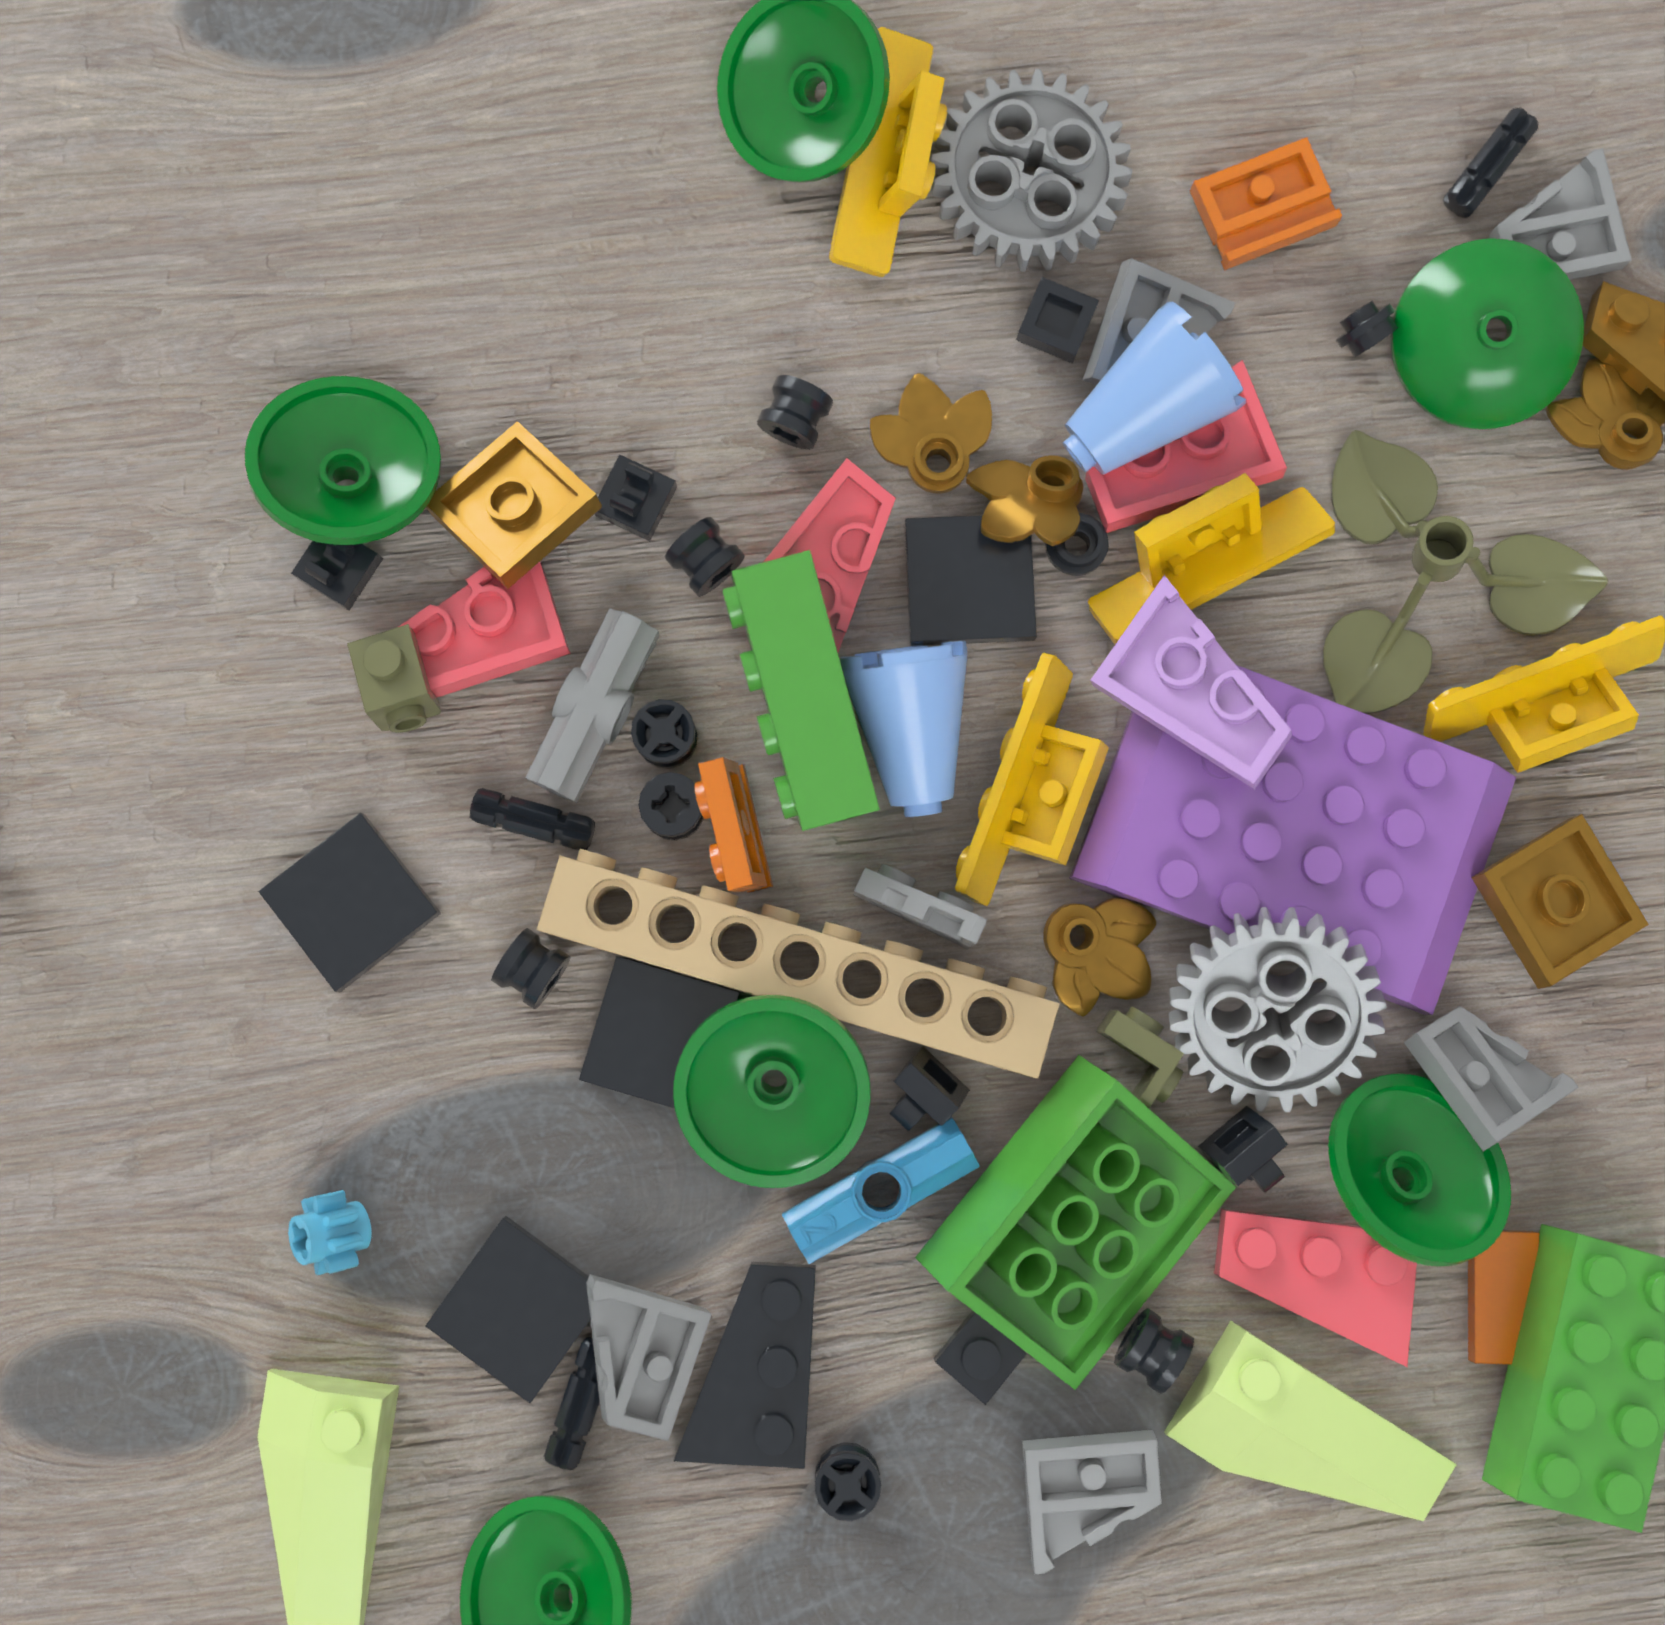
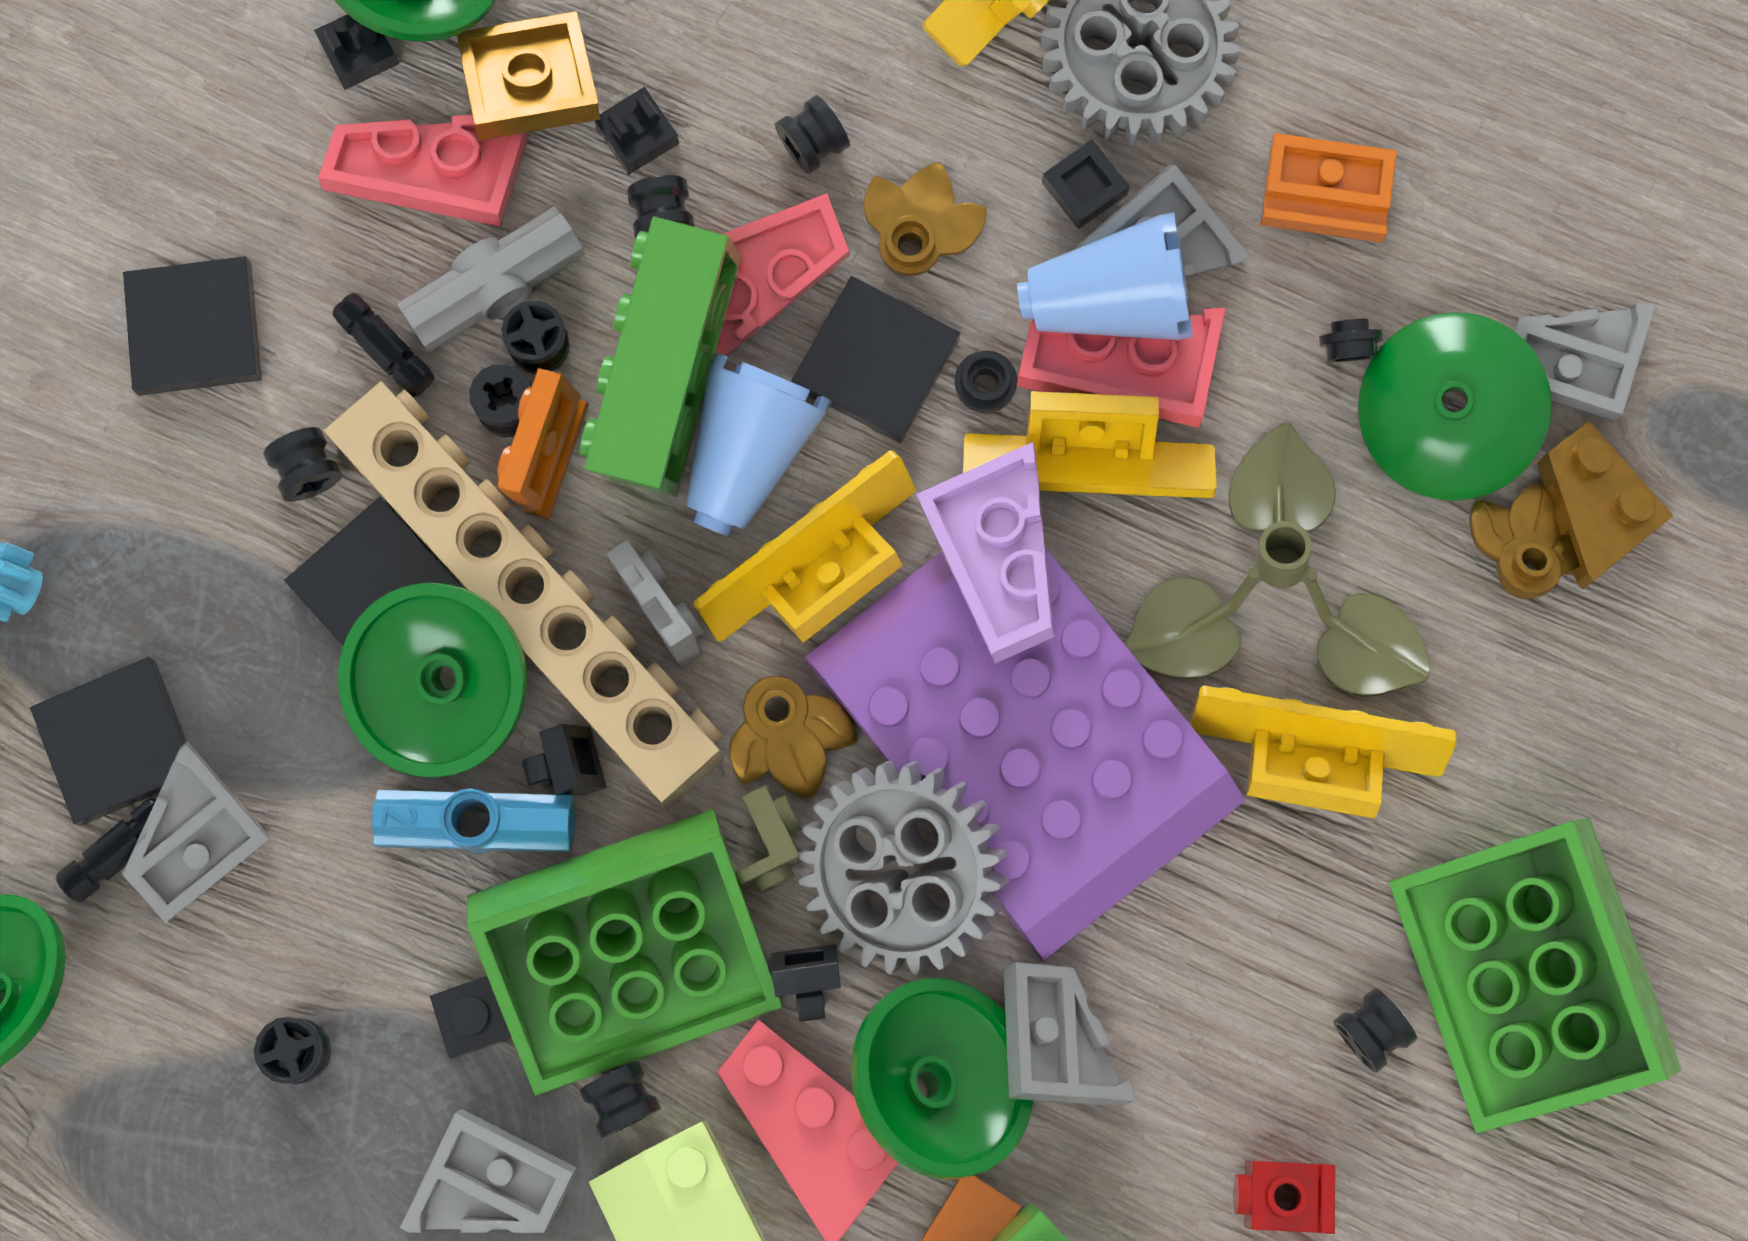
camera: 35 degrees right, 5 degrees down
(393, 680) = (338, 162): olive bracket -> none
(760, 1376) = (277, 919): black wing -> none
(1029, 499) = (965, 318): pearl gold plate -> none
(1491, 162) = (1552, 264): black axle -> none
(1560, 901) = (1215, 927): pearl gold plate -> none

